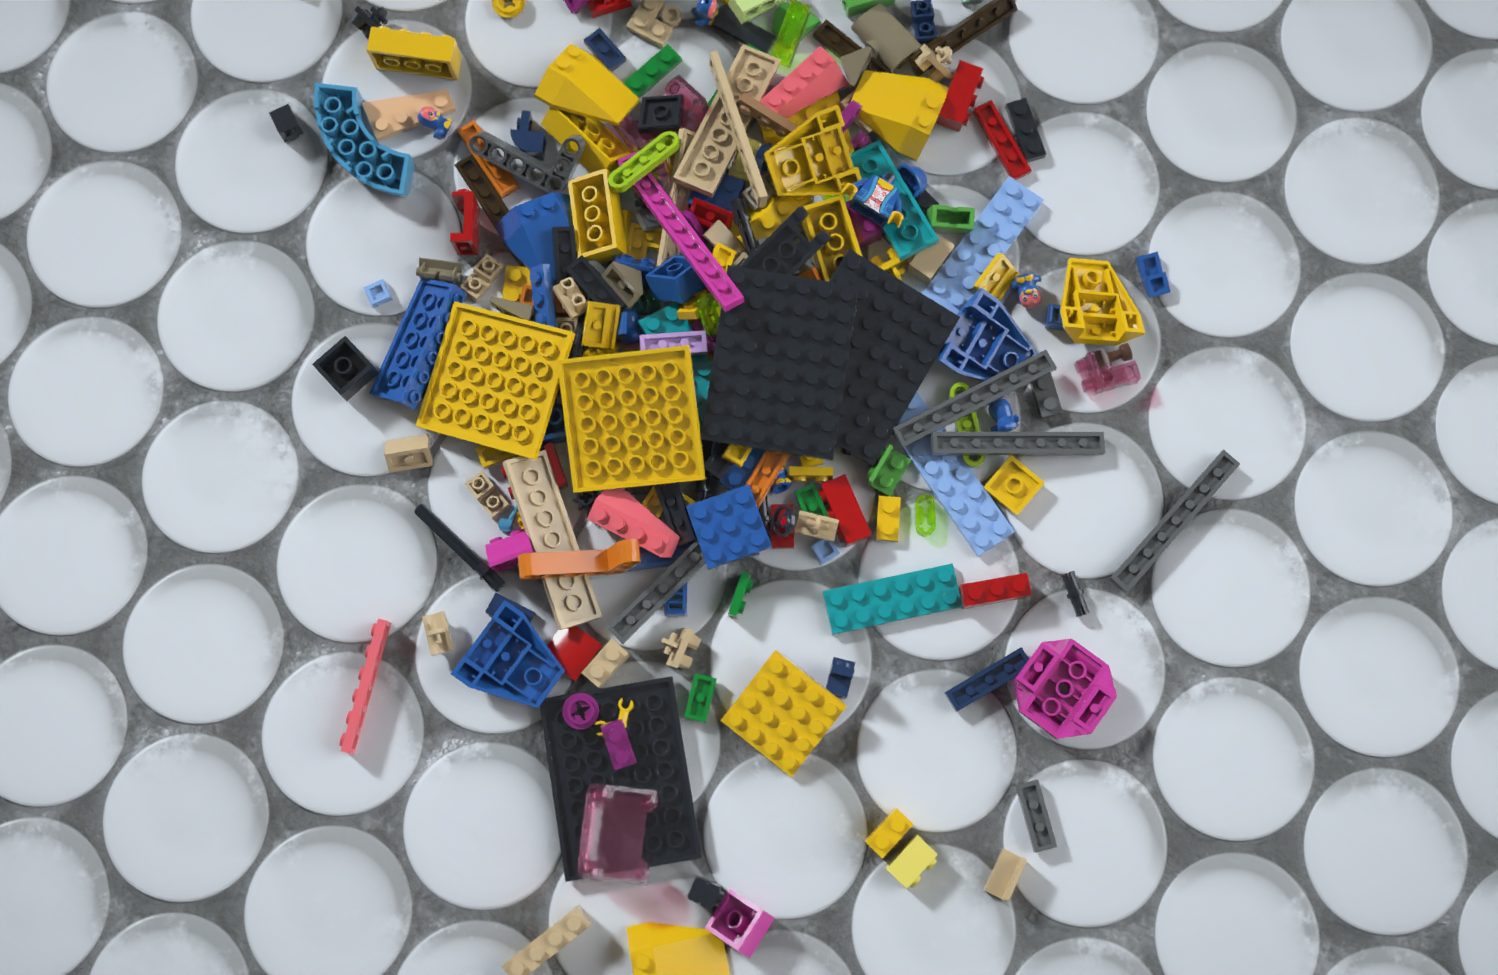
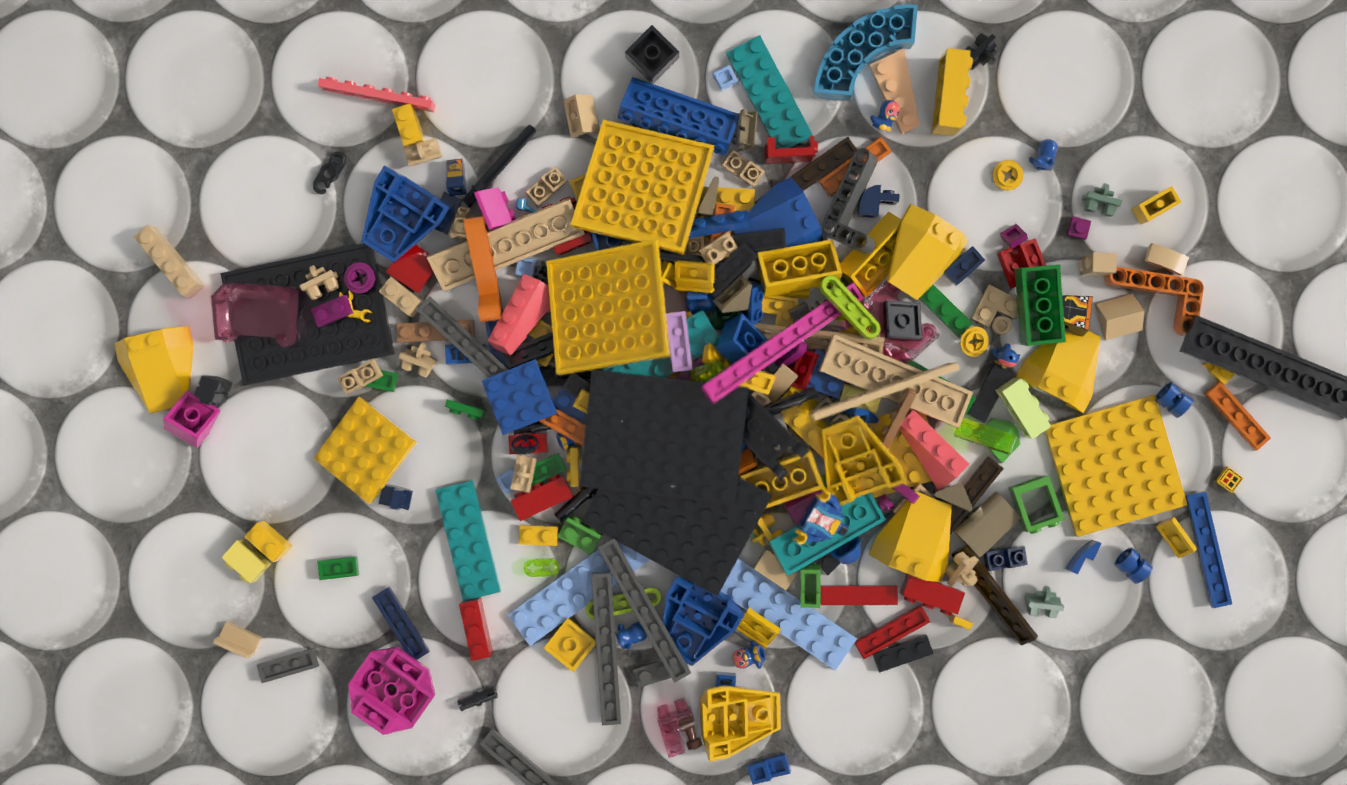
camera: 90 degrees right, 10 degrees up
(398, 247) = (769, 93): none -> teal plate
(405, 649) = (408, 125): none -> yellow brick
(459, 756) = (331, 164): none -> black piece
(469, 596) = (456, 177): none -> dark blue leg
(525, 589) = (458, 228): none -> tan hips
(579, 522) = (526, 267): none -> light blue tile
(588, 767) = (312, 286): none -> tan hips
(647, 641) = (426, 331): none -> medium nougat plate
(694, 40) = (979, 346): none -> yellow gear
(697, 714) = (360, 376): none -> tan slope
(855, 479) = (574, 503): none -> black pin
(921, 751) = (338, 568): none -> green plate
(961, 169) = (859, 595): none -> red tile
(990, 70) = (957, 620): none -> yellow tile

